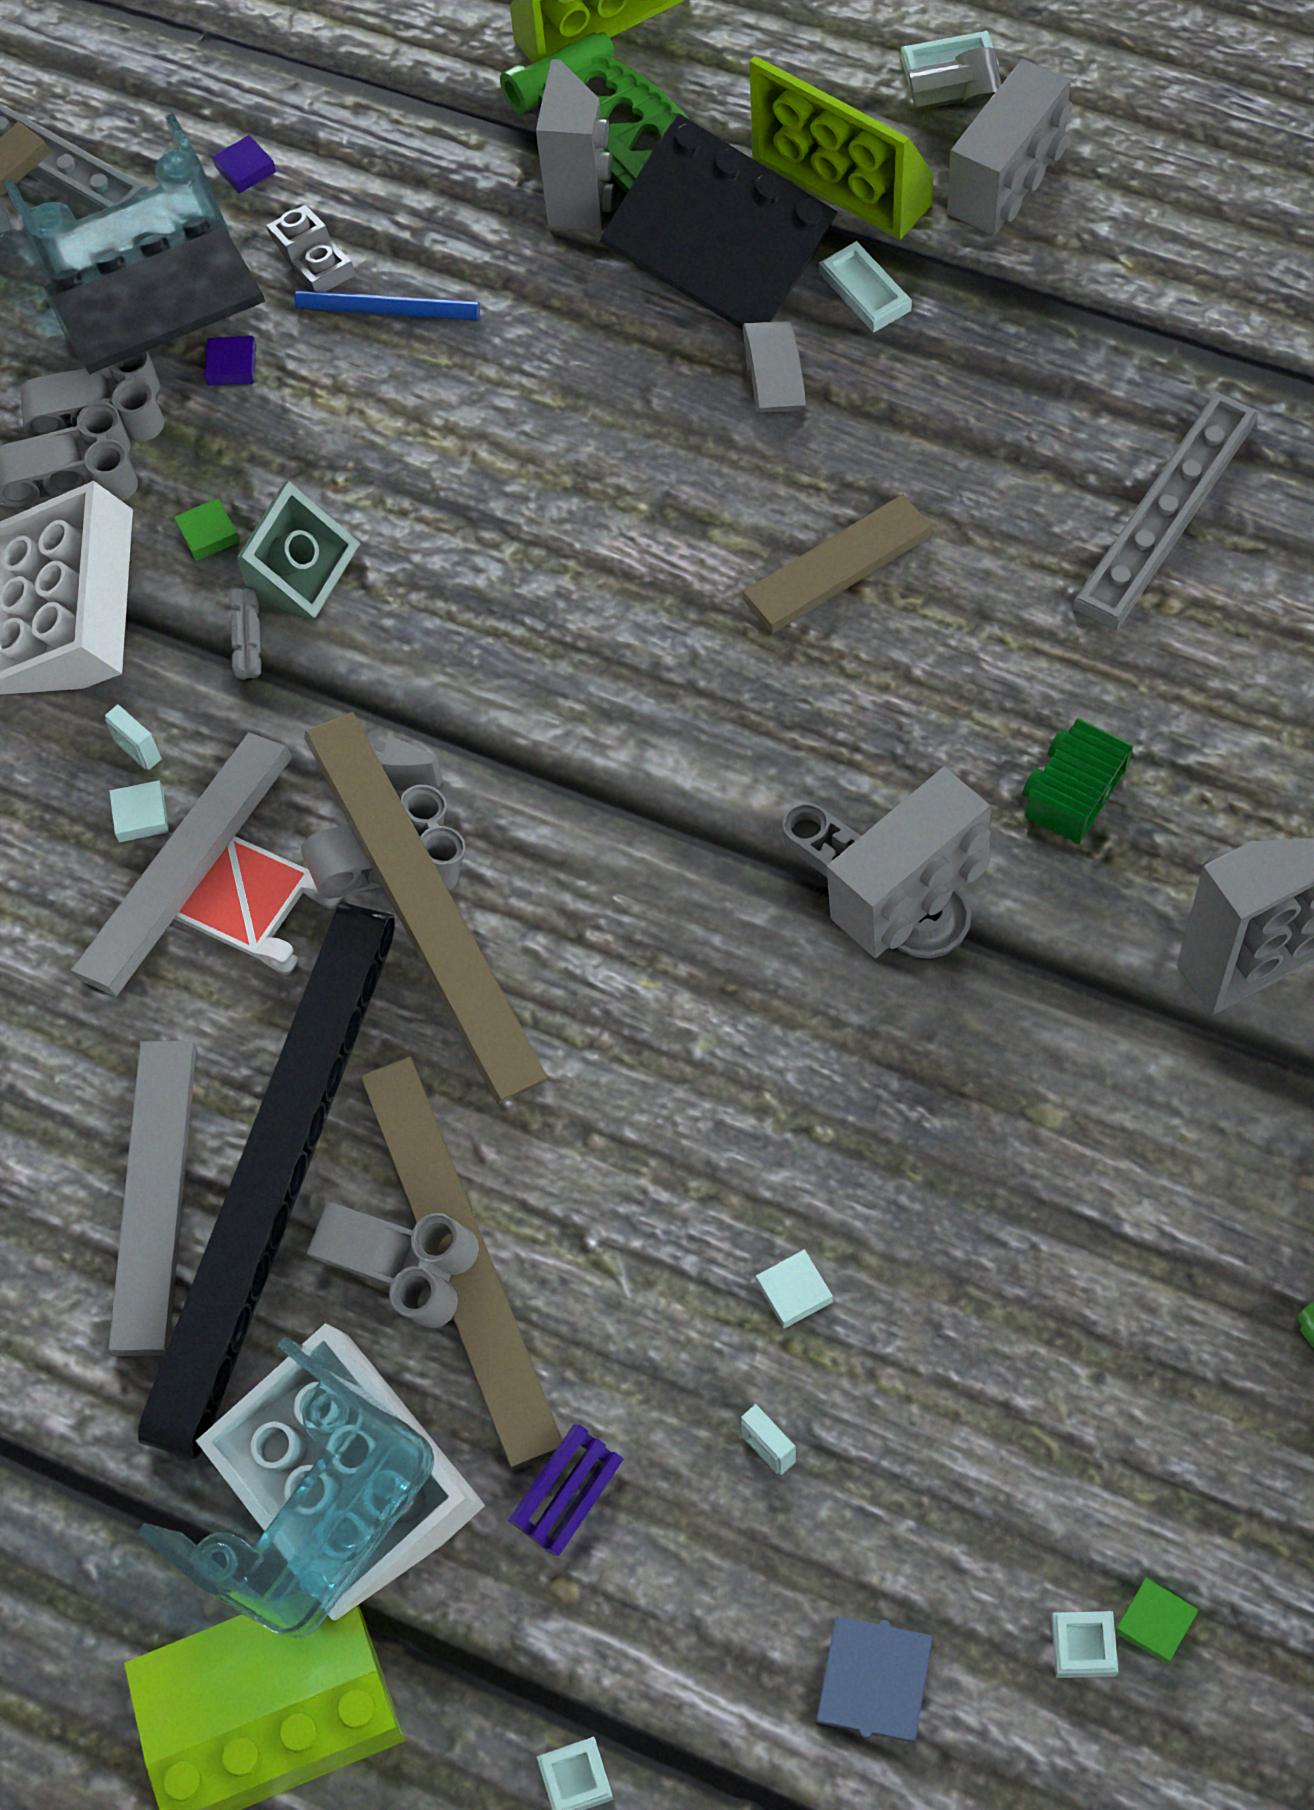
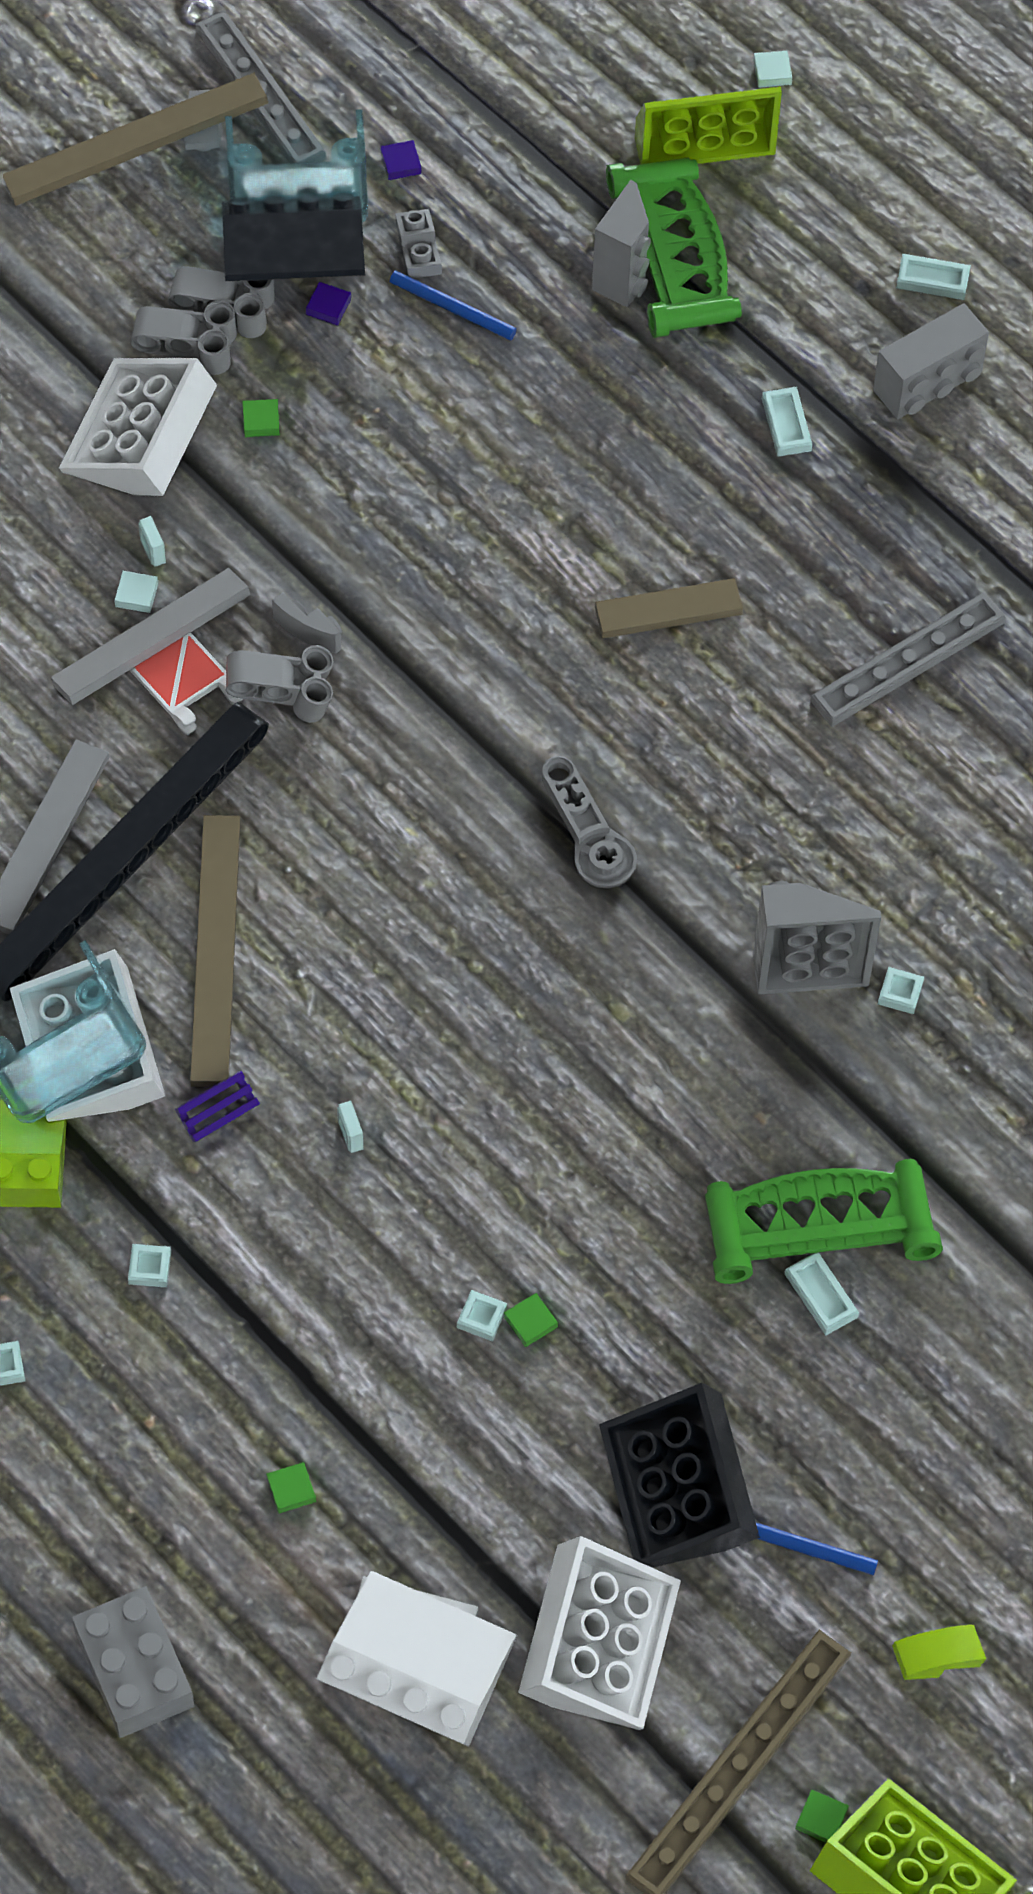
camera: 15 degrees right, 0 degrees up
(245, 633) = (255, 500): light grey axle -> none
(295, 554) = (311, 459): sand green slope -> none
(398, 1257) = (177, 933): light grey piece -> none
(425, 908) = (288, 724): dark tan tile -> none
(718, 225) = (700, 341): black slope -> none
(774, 366) = (693, 454): light grey slope -> none
(794, 1289) = (410, 1049): light aqua tile -> none
(837, 151) = (810, 320): lime slope -> none
(875, 1679) = (349, 1284): sand blue piece -> none
(910, 863) = (603, 818): light grey brick -> none
(967, 79) = (932, 296): light grey piece -> none
(1076, 780) = (747, 812): green brick -> none

